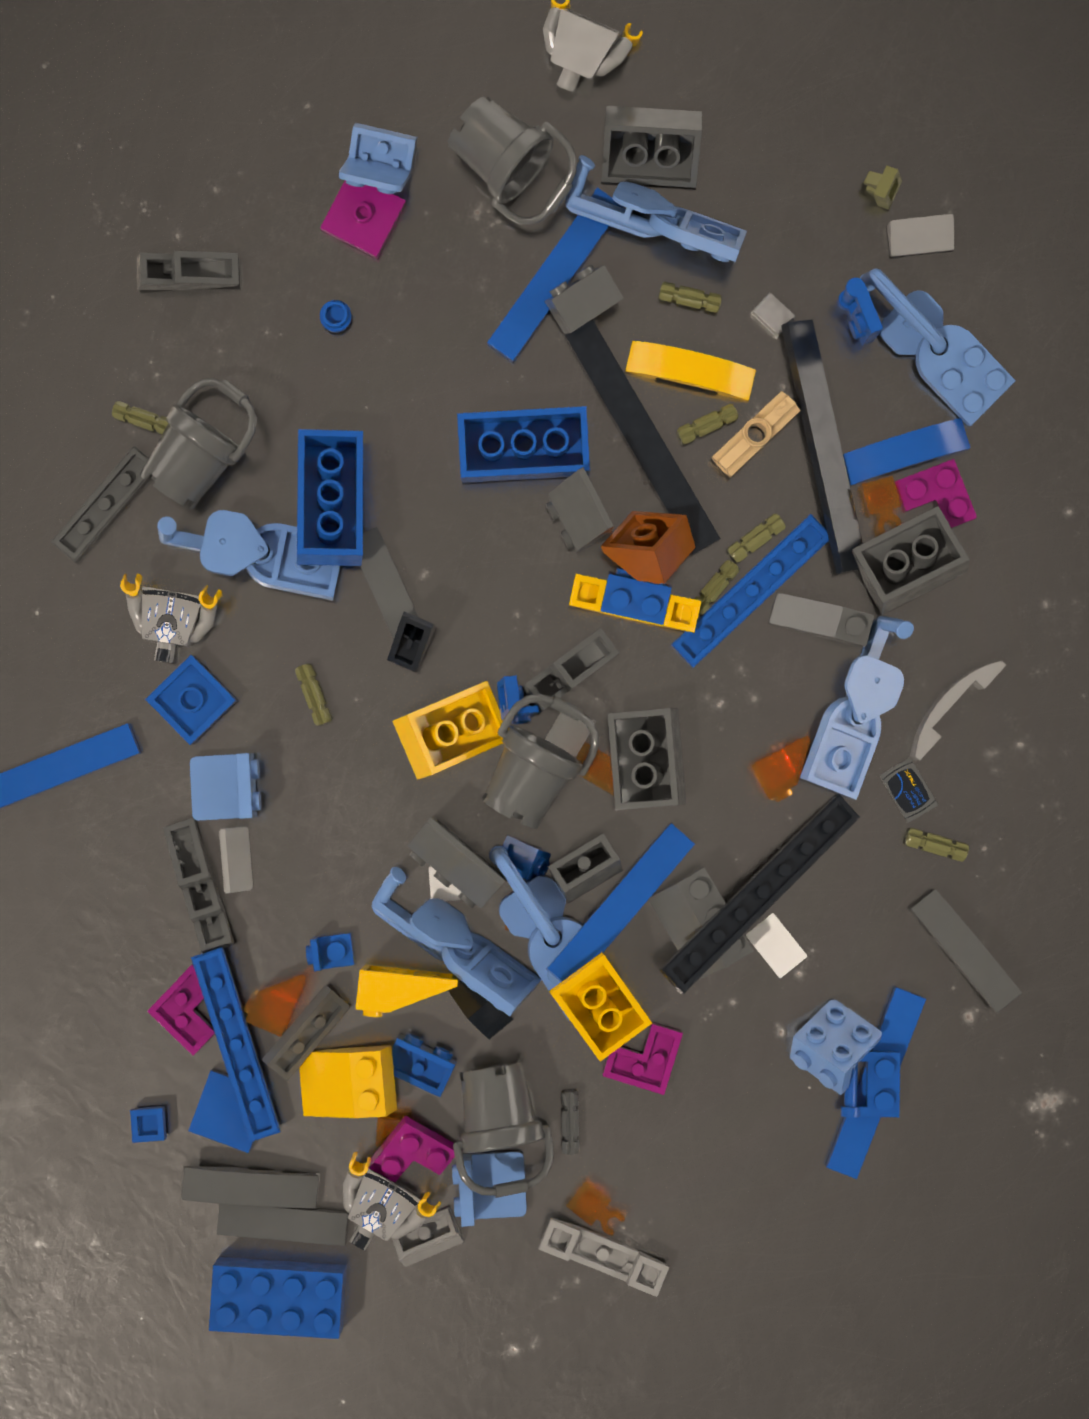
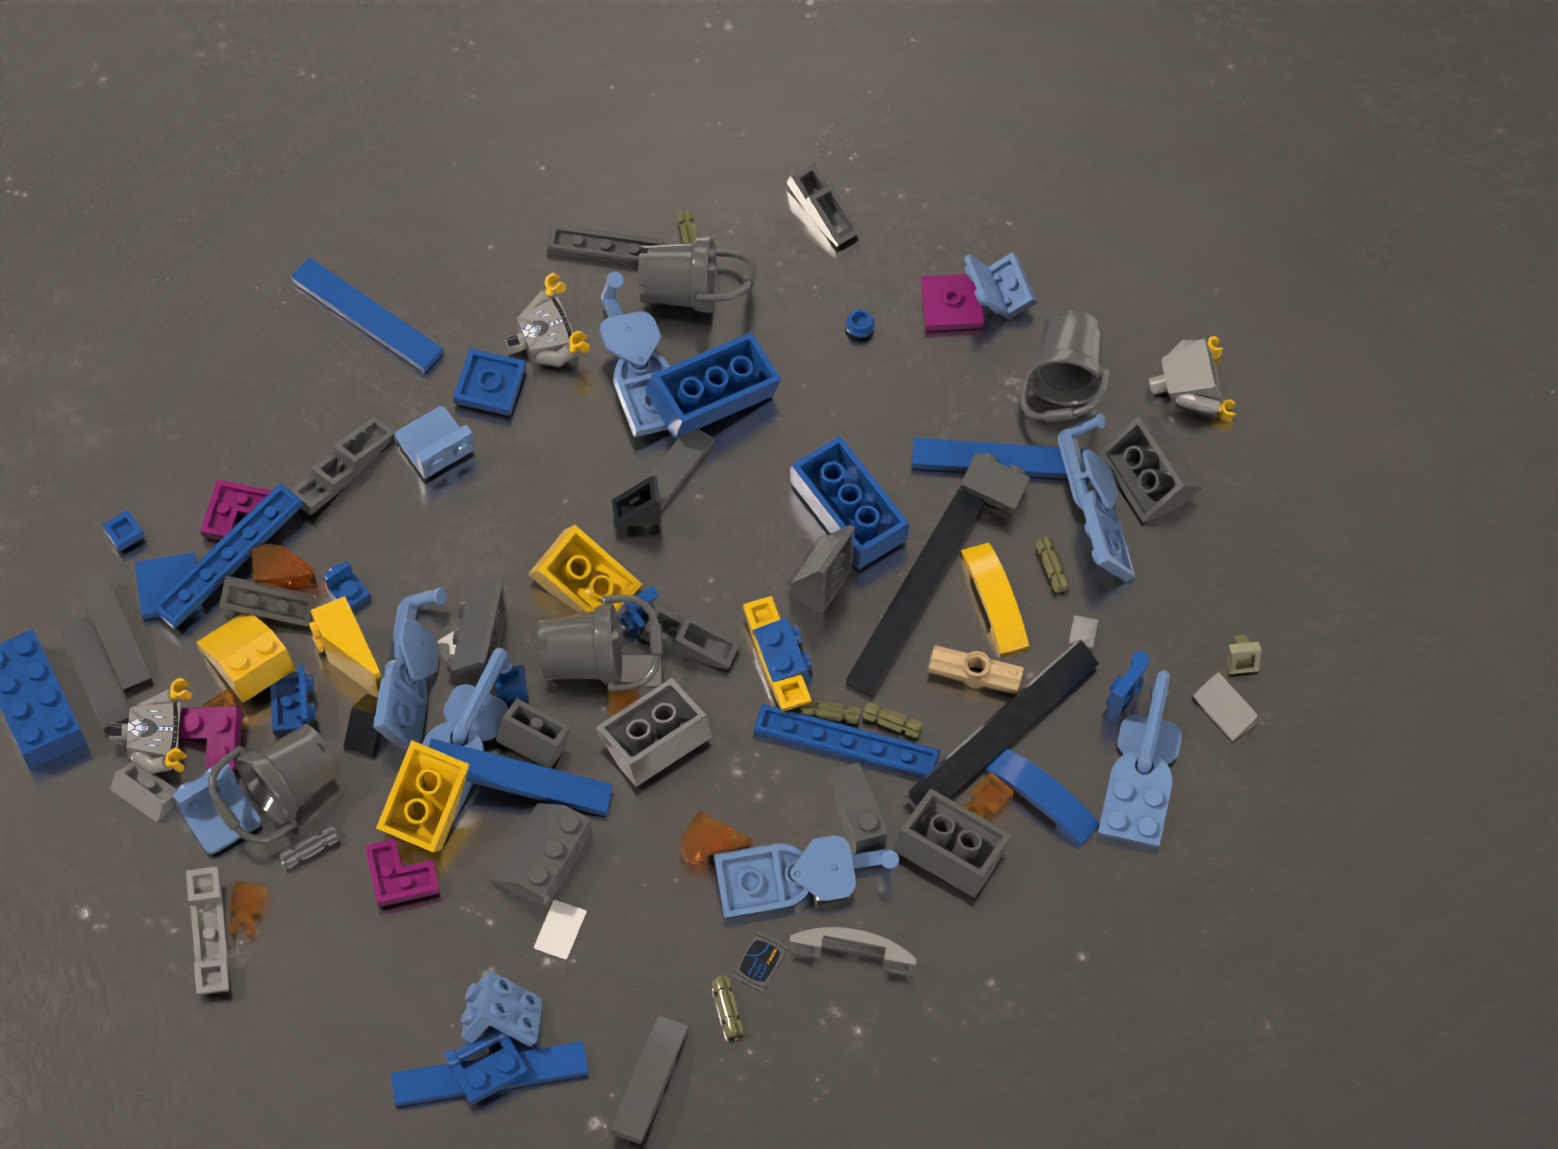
camera: 55 degrees right, 25 degrees down
(236, 859) = (379, 479): light grey slope -> none
(313, 694) = (549, 465): olive axle -> none
(650, 545) = (830, 637): dark orange slope -> none
(707, 423) = (960, 632): olive axle -> none
(759, 894) = (596, 873): black tile -> none
(943, 486) = (1032, 841): magenta plate -> none

